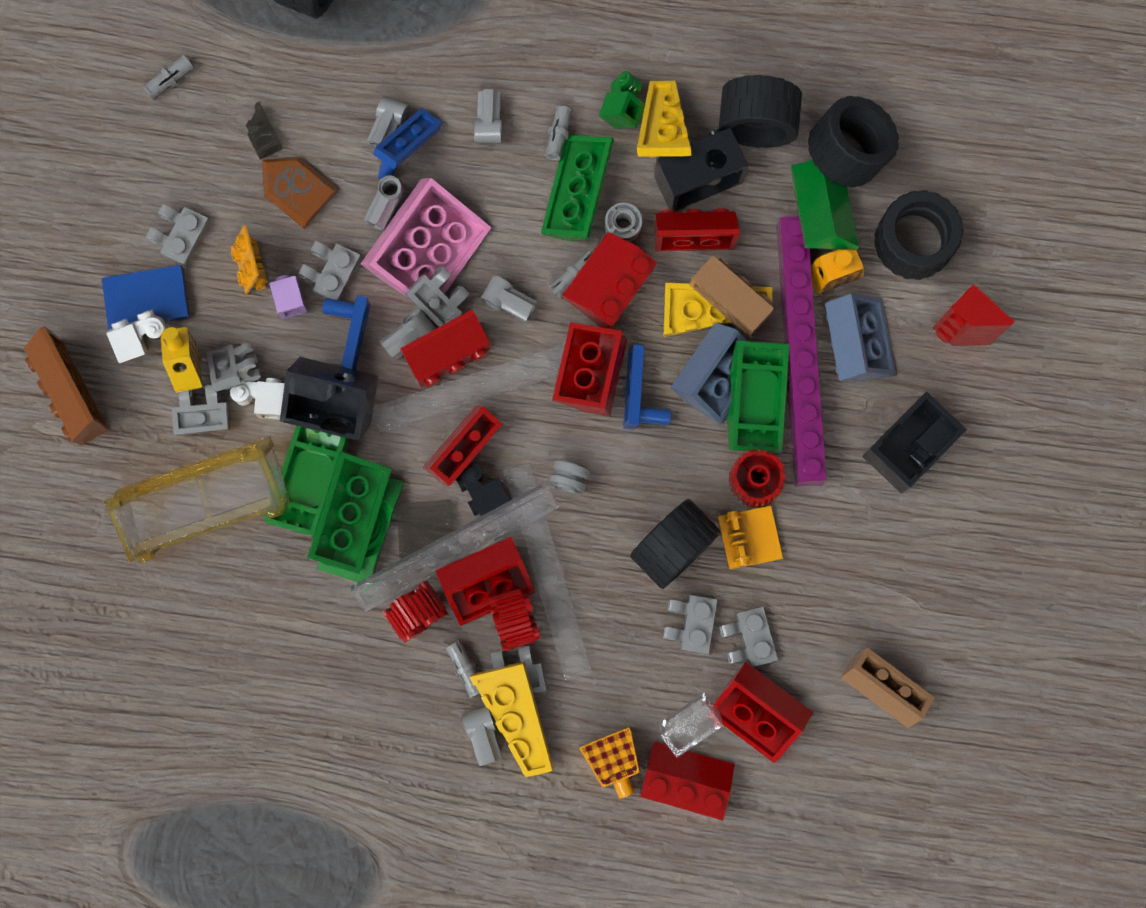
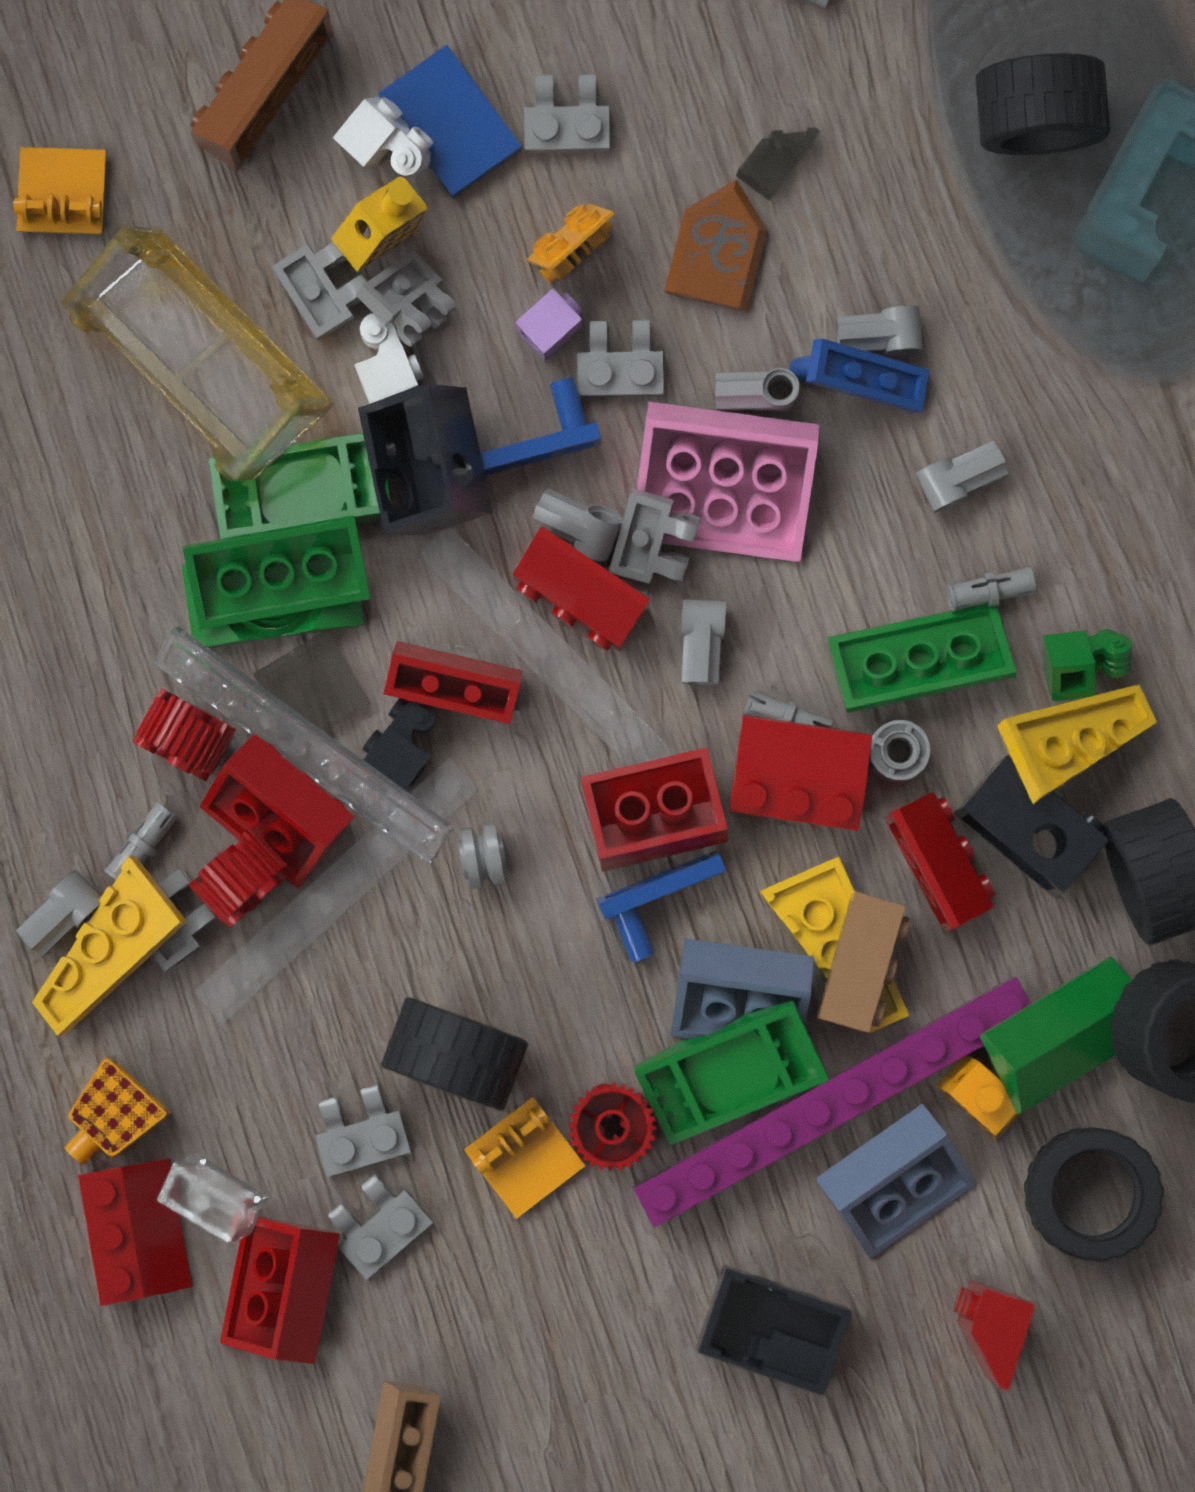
camera: 60 degrees right, 5 degrees up
(66, 533) = (60, 190): none -> light orange hinge

